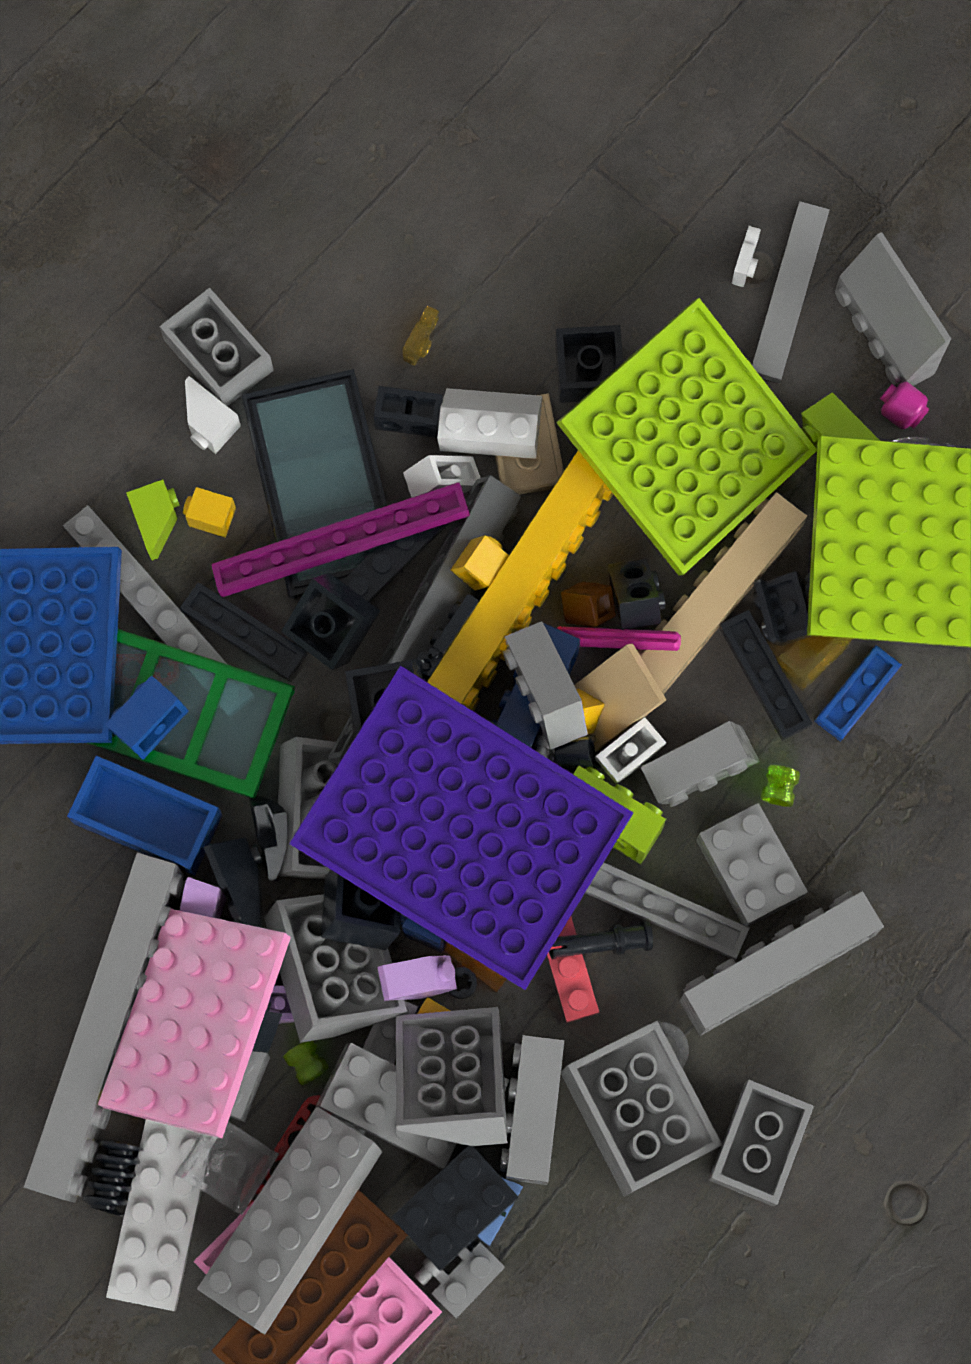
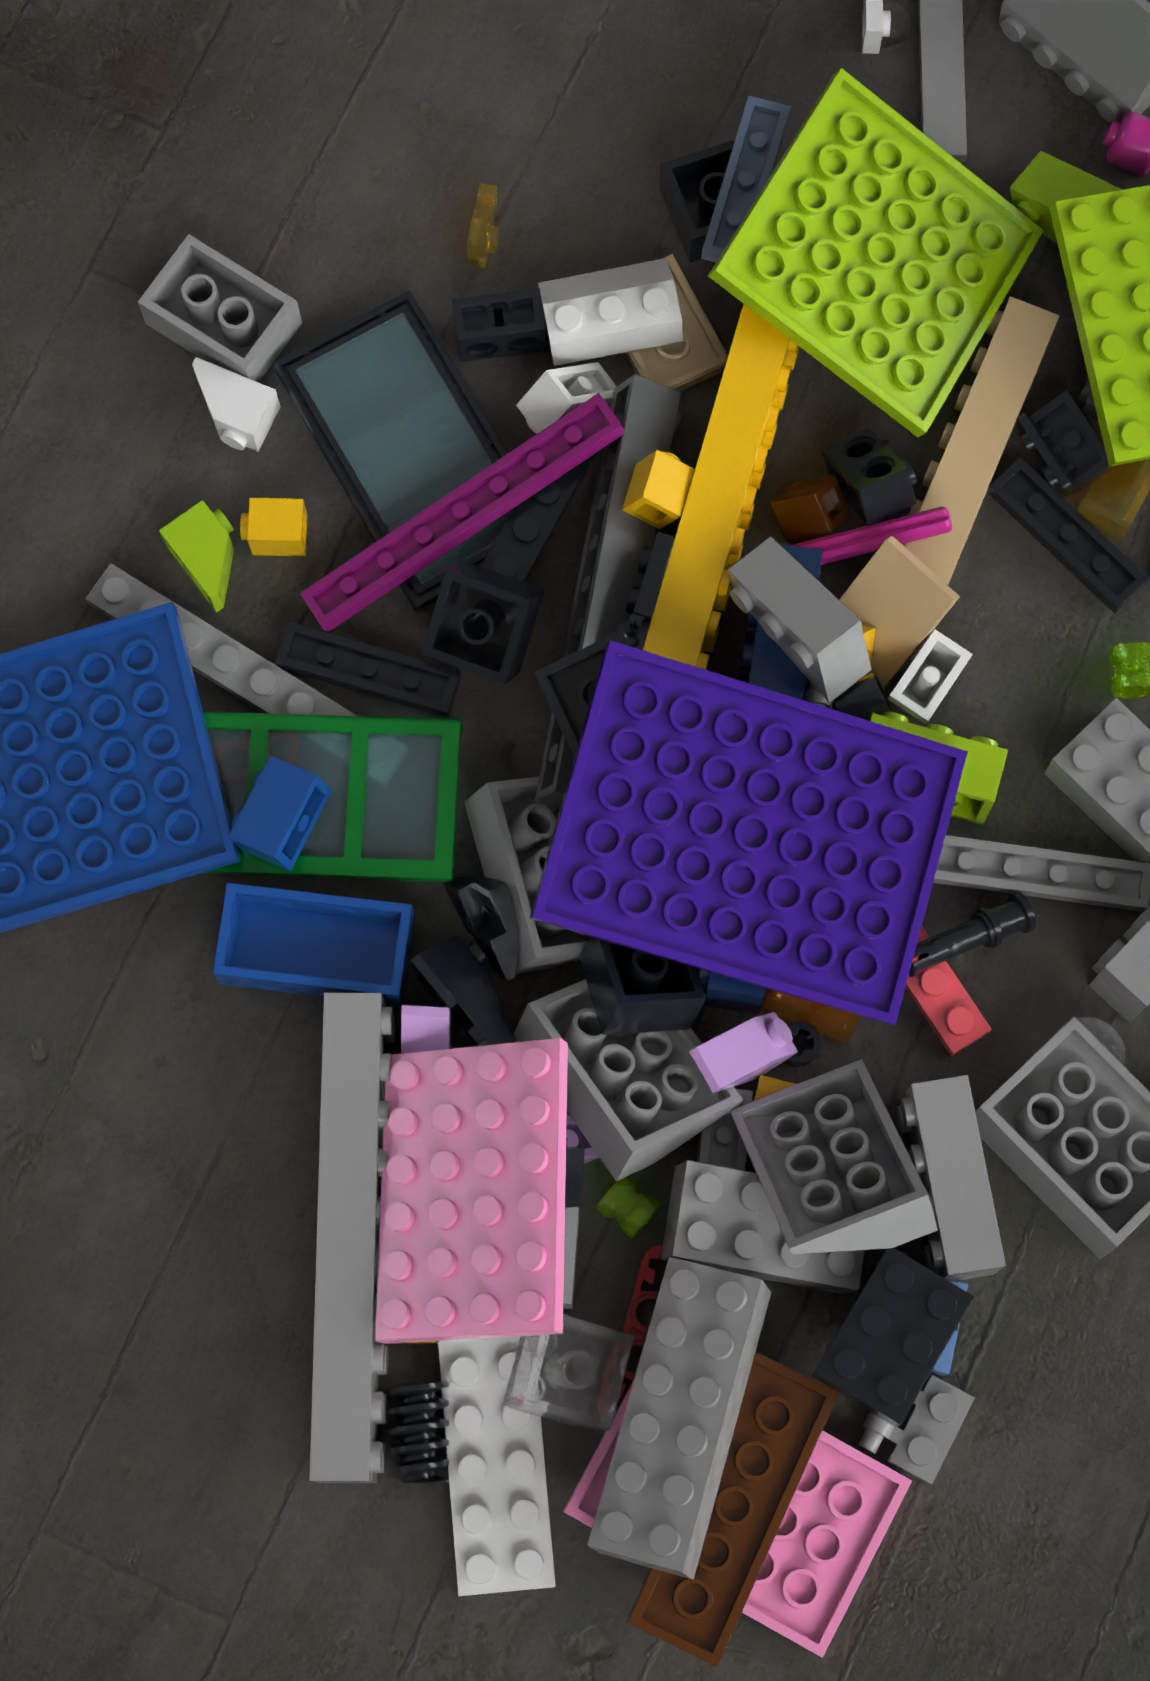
camera: 15 degrees left, 0 degrees up
(617, 346) = (747, 170): none -> sand blue plate
(700, 764) = (1021, 672): light grey wedge -> none

